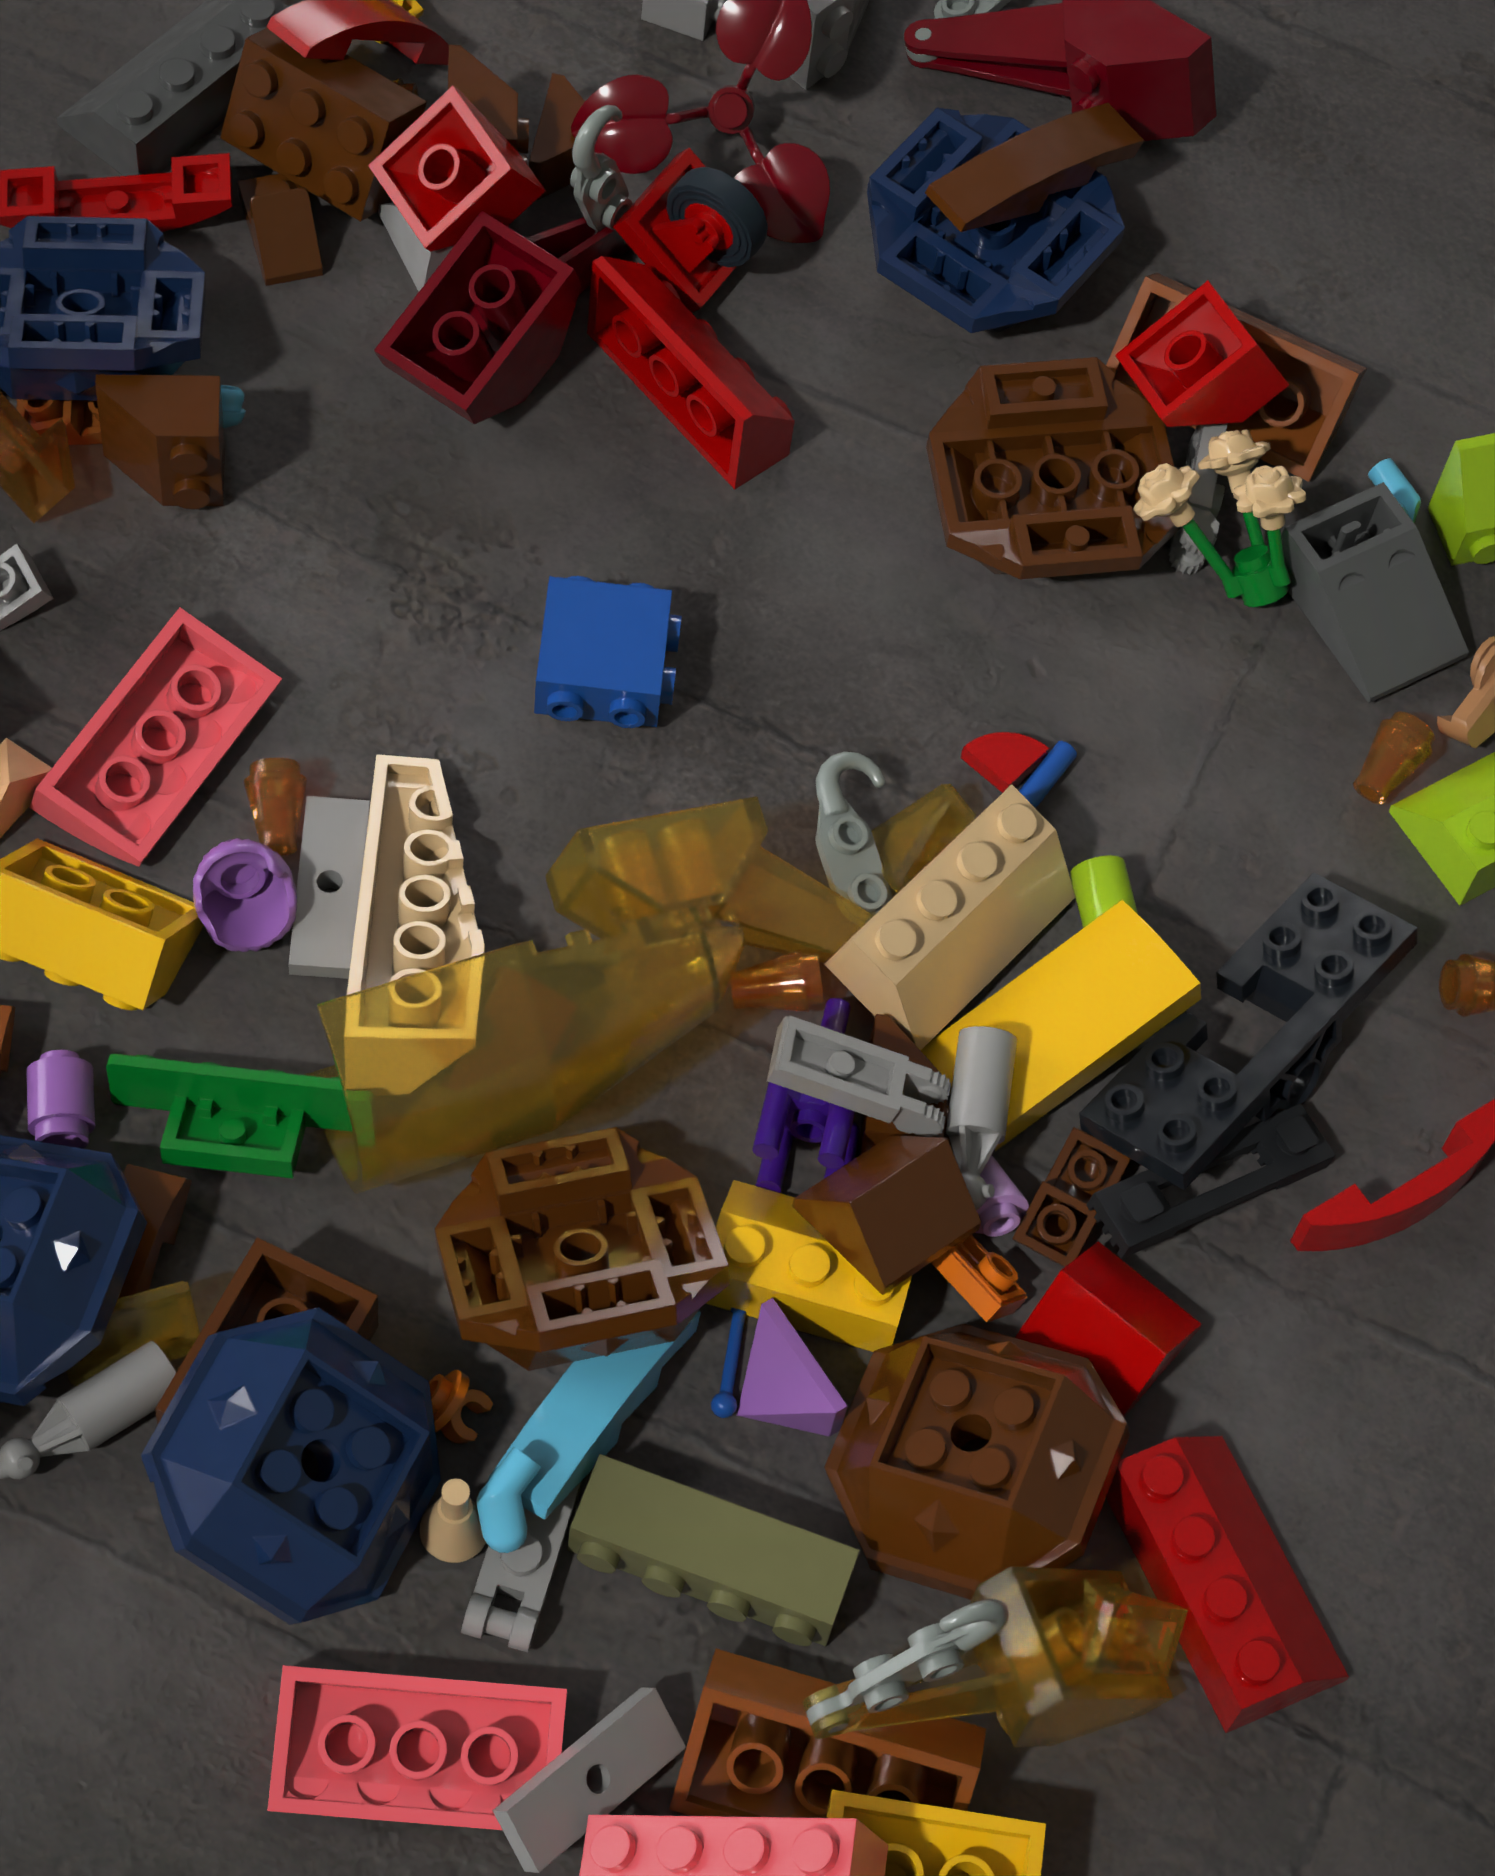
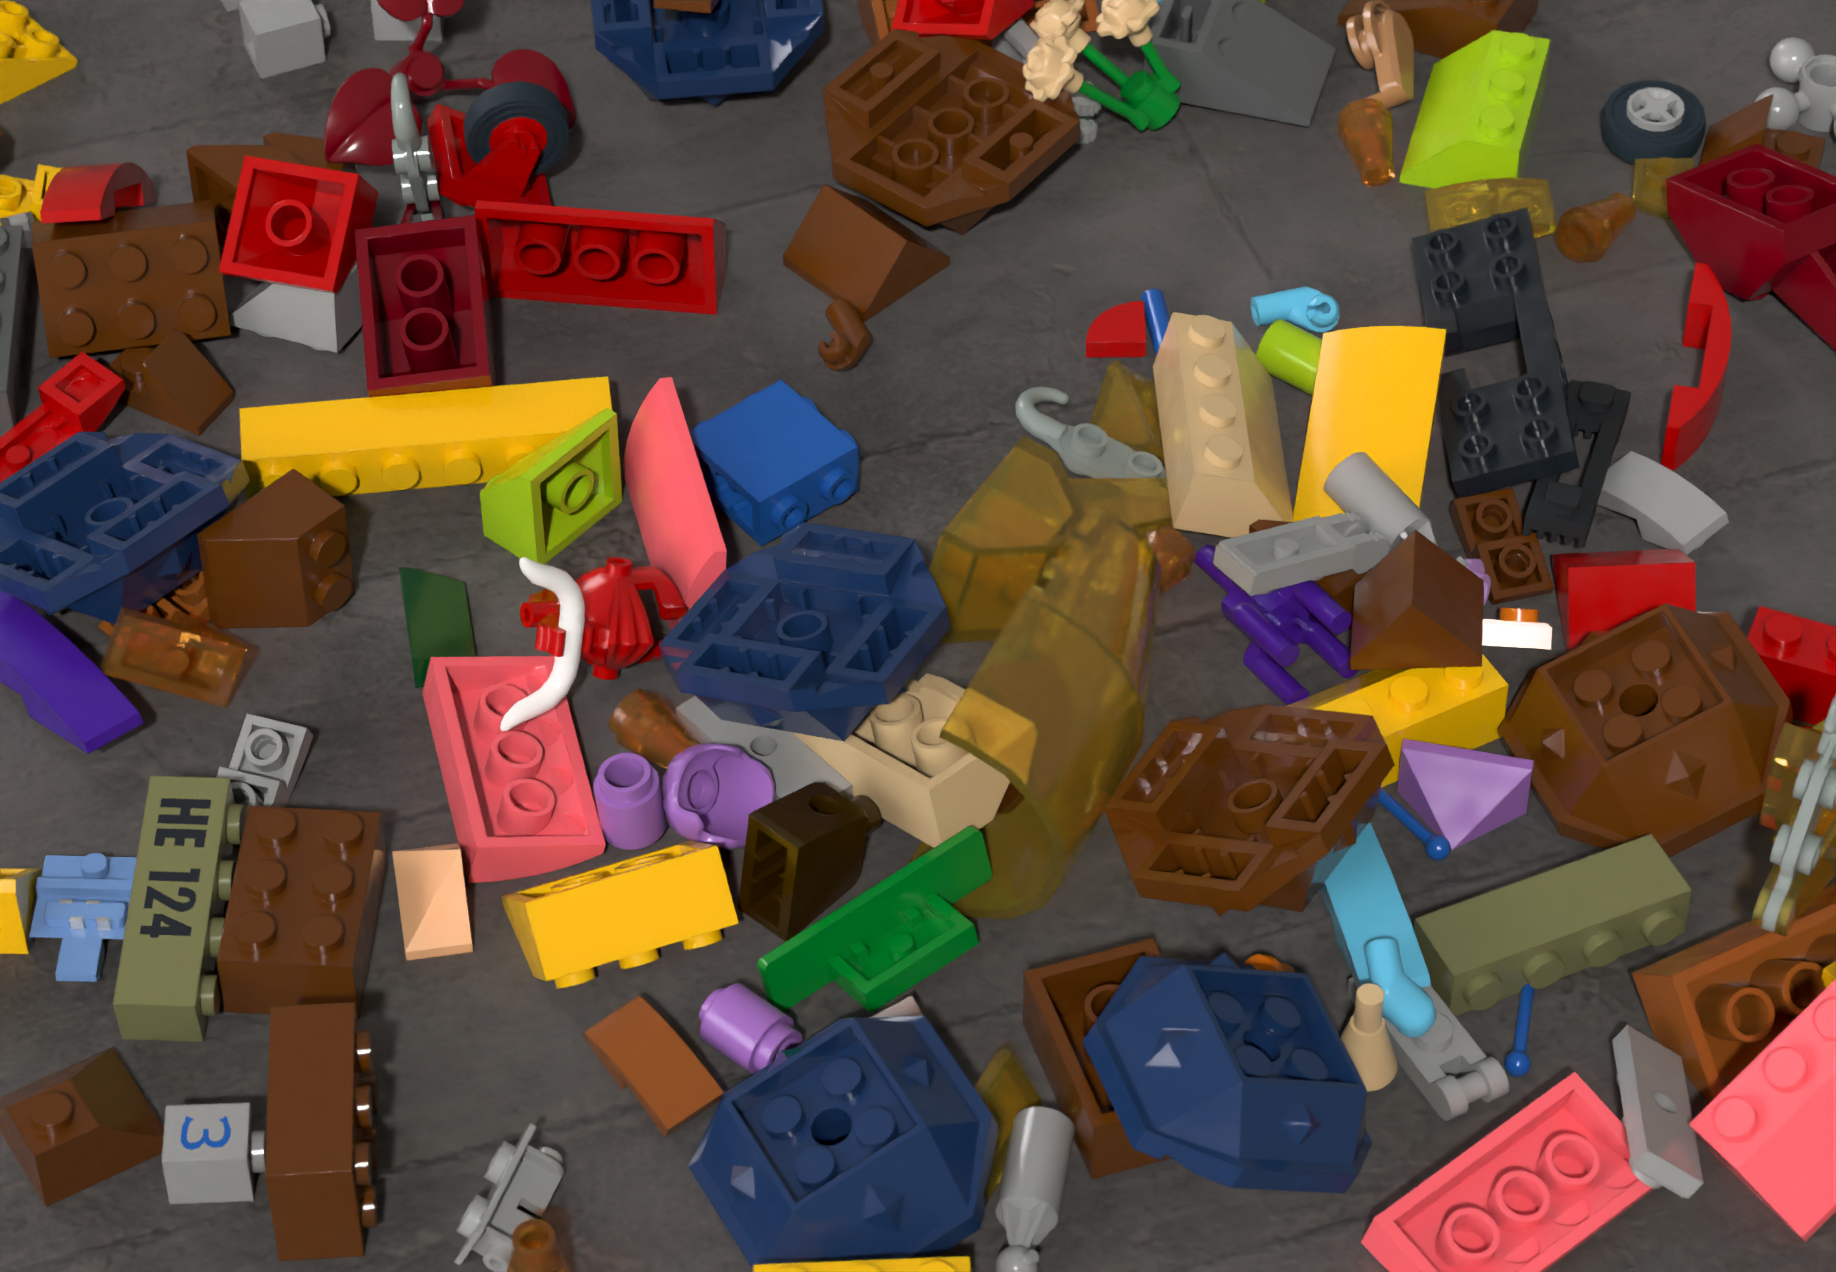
camera: 35 degrees left, 15 degrees down
(176, 843) = (629, 802): none -> medium lavender brick
(236, 579) = (435, 619): none -> dark green slope
(248, 996) = (803, 856): none -> dark brown torso
(315, 669) = (593, 620): none -> red helmet
(396, 425) = (412, 436): none -> yellow brick
(408, 823) = (809, 631): none -> dark blue piece
(424, 546) = (555, 491): none -> lime slope
(479, 646) = (672, 496): none -> coral slope
(570, 1634) = (1518, 1062): none -> blue hinge
(787, 599) = (849, 337): none -> reddish brown arm
(890, 528) = (860, 253): none -> reddish brown slope
(1167, 853) = (1298, 306): none -> medium azure arm
(1235, 1273) = (1663, 503): none -> light grey slope
(1419, 896) = (1481, 199): none -> clear yellow slope

